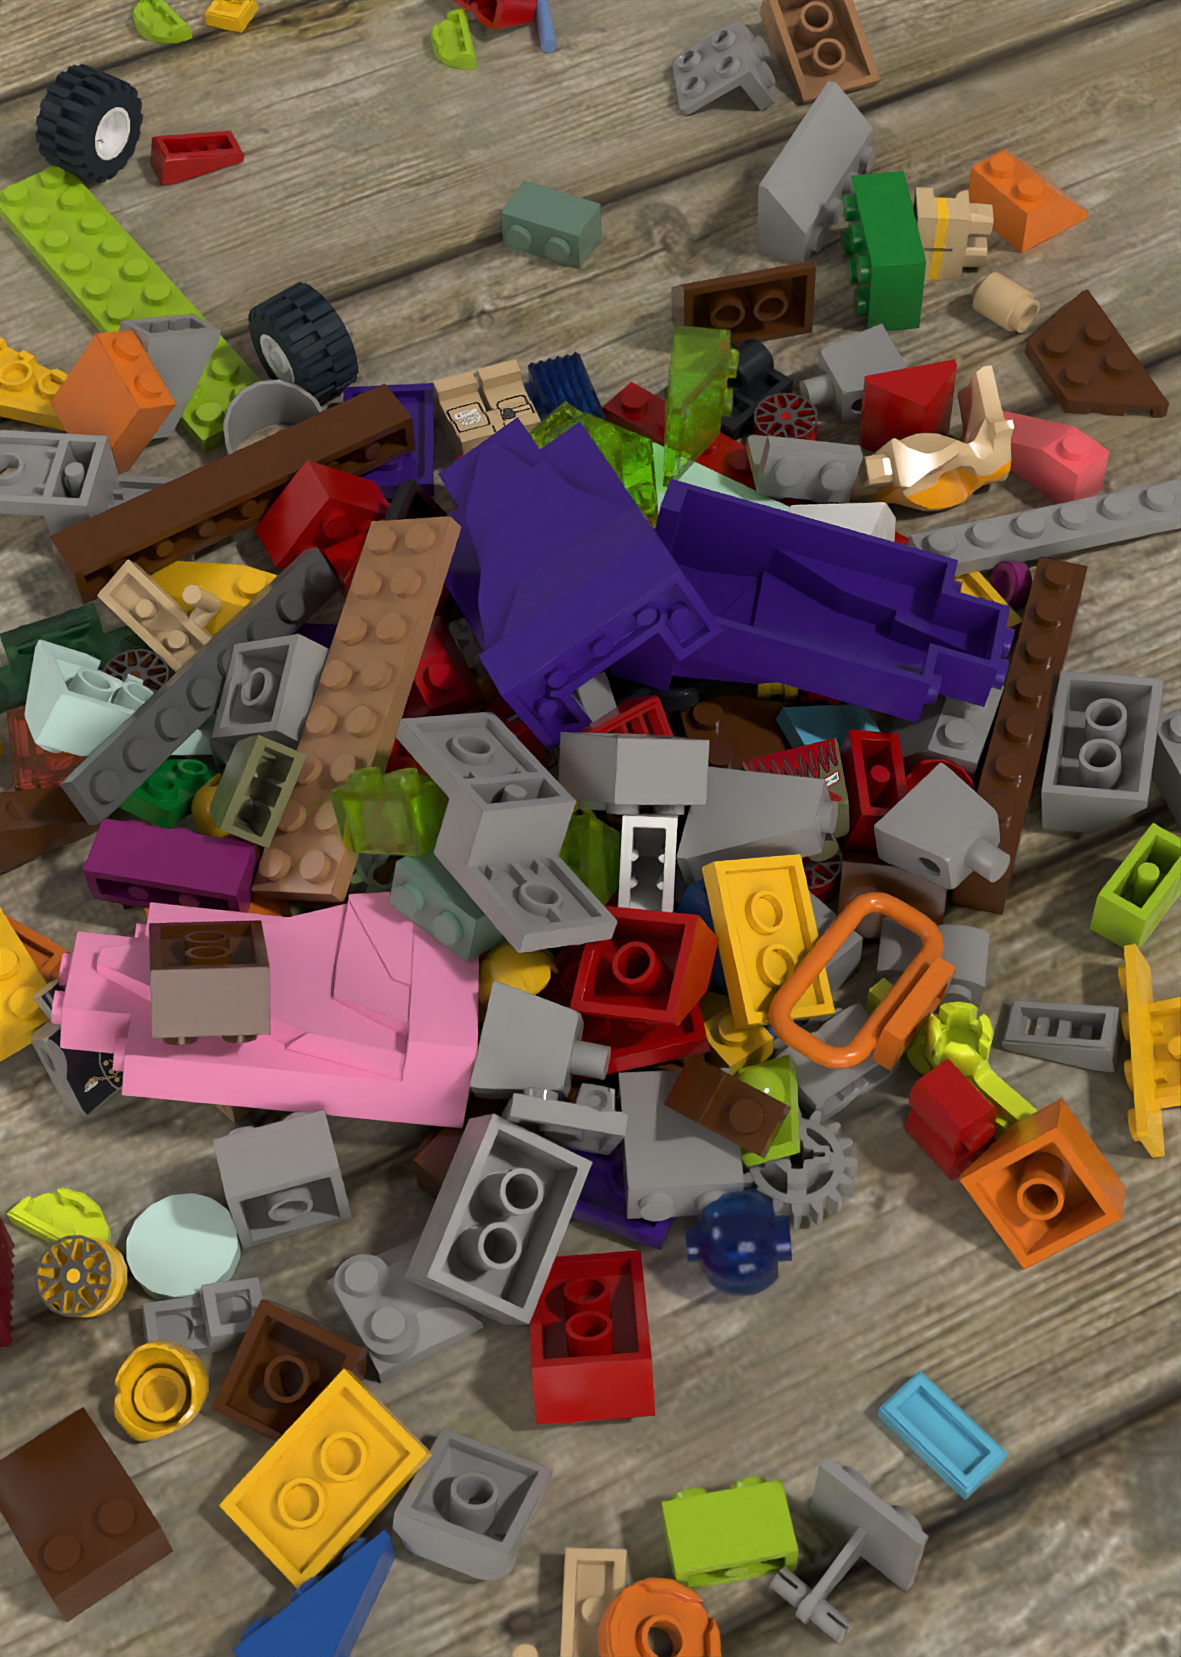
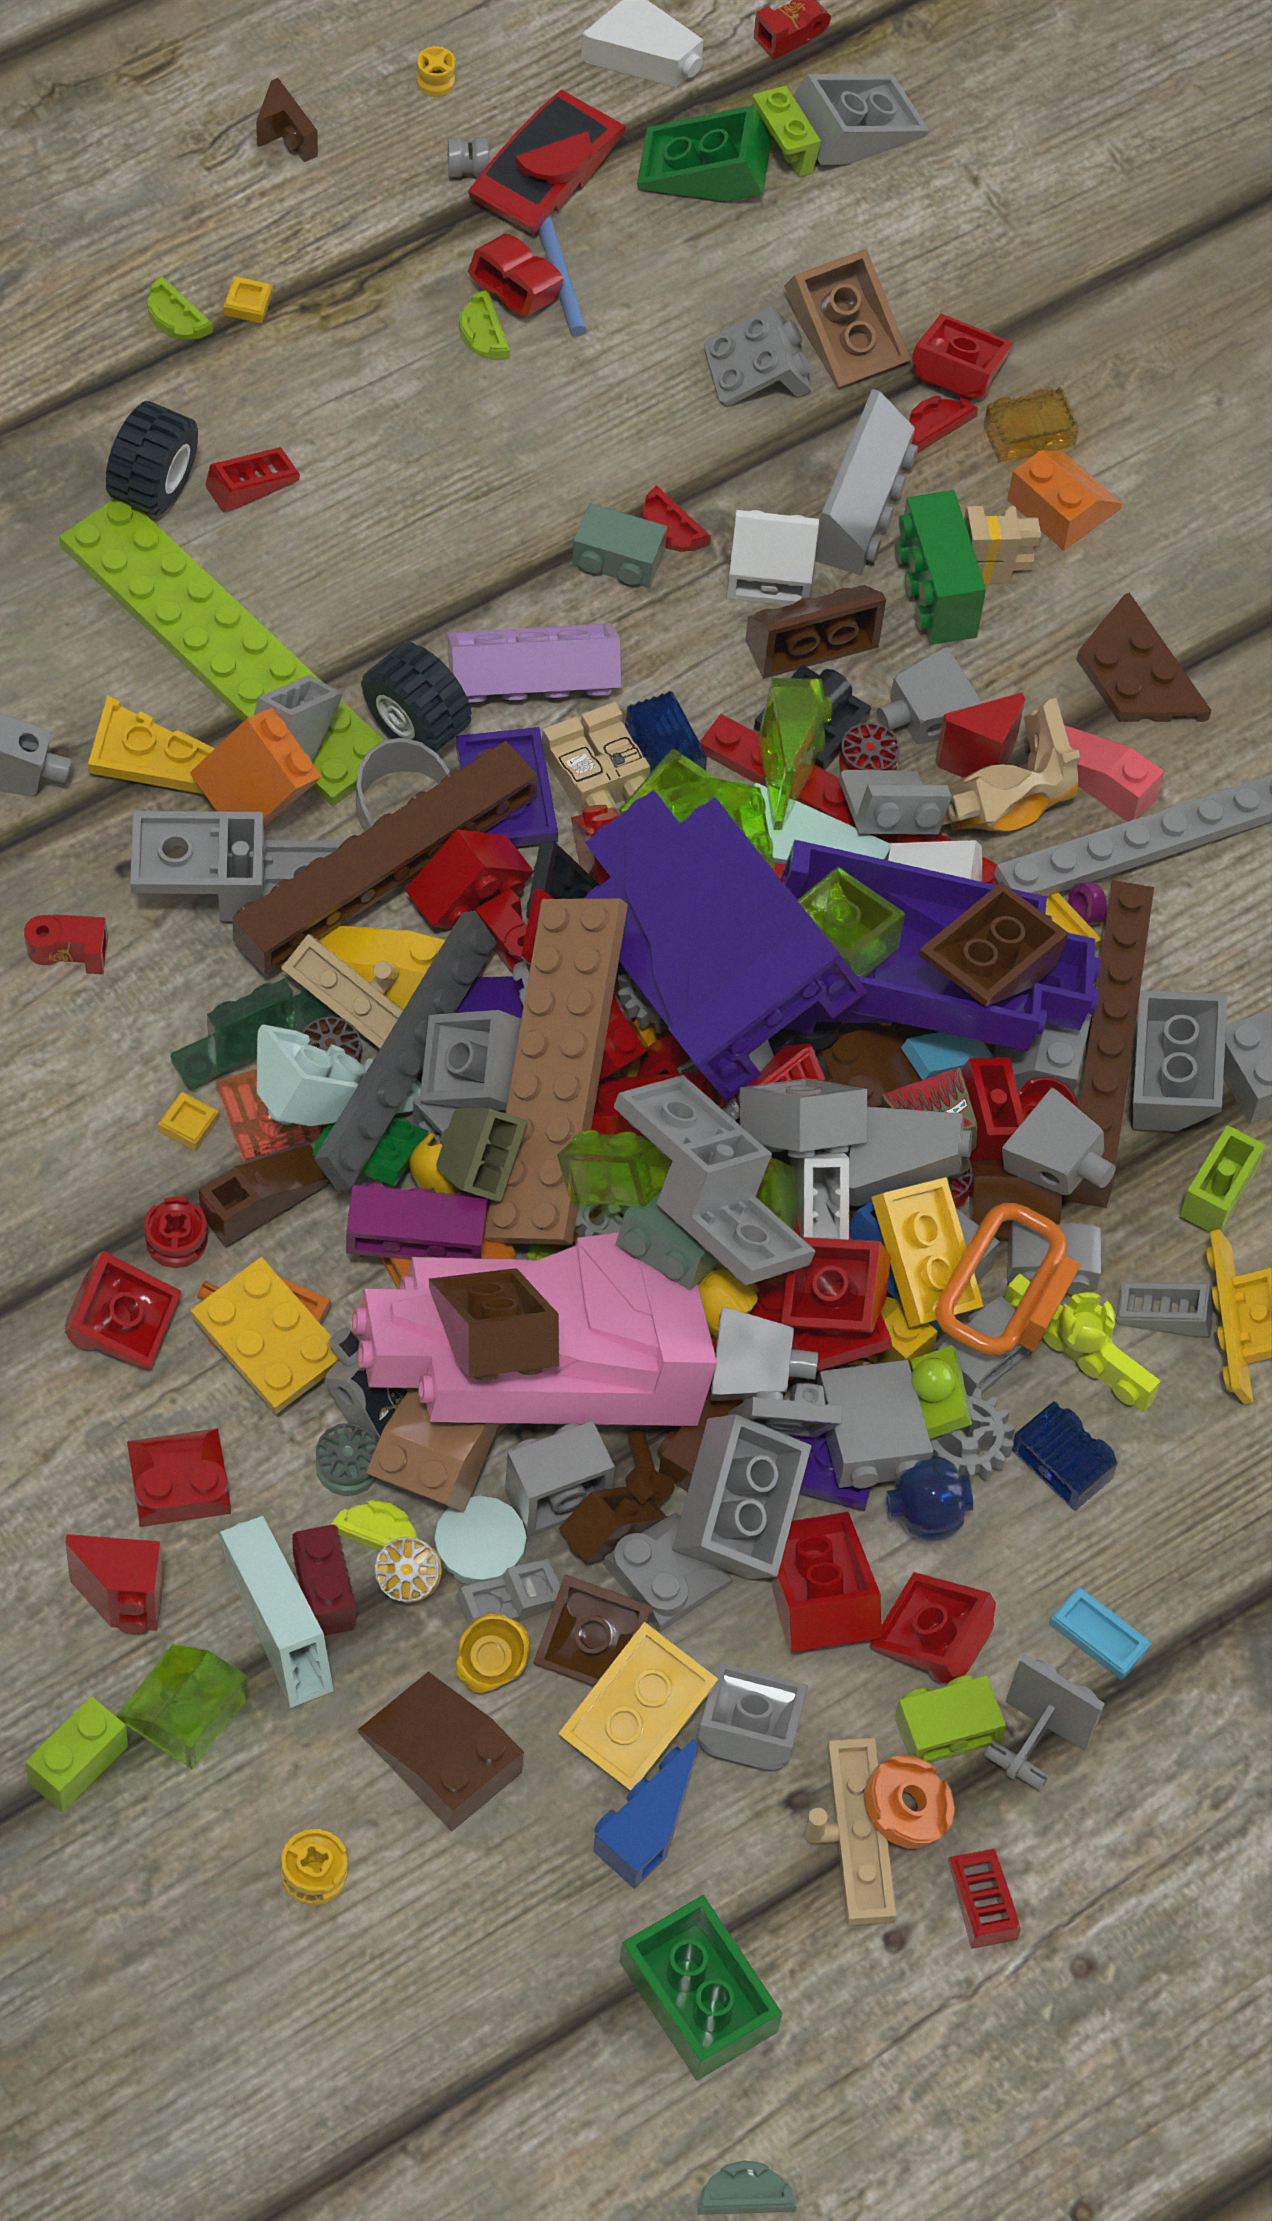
camera: 15 degrees left, 5 degrees up
(46, 1139) = (345, 1459): none -> sand green wheel
(135, 1141) = (431, 1457): none -> medium nougat slope
(336, 1229) = (605, 1519): none -> reddish brown slope
(397, 1185) = (644, 1479): none -> reddish brown bar
(440, 323) = (536, 661): none -> lavender slope
(617, 214) = (682, 531): none -> red tile
(705, 232) = (772, 557): none -> white slope
(727, 1106) = (913, 1392): reddish brown slope -> none
(729, 1408) = (937, 1626): none -> red slope
(730, 569) = (854, 920): none -> clear neon green slope
(890, 601) = (997, 947): none -> reddish brown slope
(900, 131) = (938, 418): none -> red tile
(919, 1201) = (1065, 1454): none -> clear blue brick
(928, 77) = (959, 357): none -> red slope
(950, 1119) = (1087, 1387): red brick -> none
(988, 130) = (1030, 424): none -> clear yellow brick
(1005, 302) = (1055, 611): tan brick -> none
(1045, 1185) = (1164, 1434): orange slope -> none

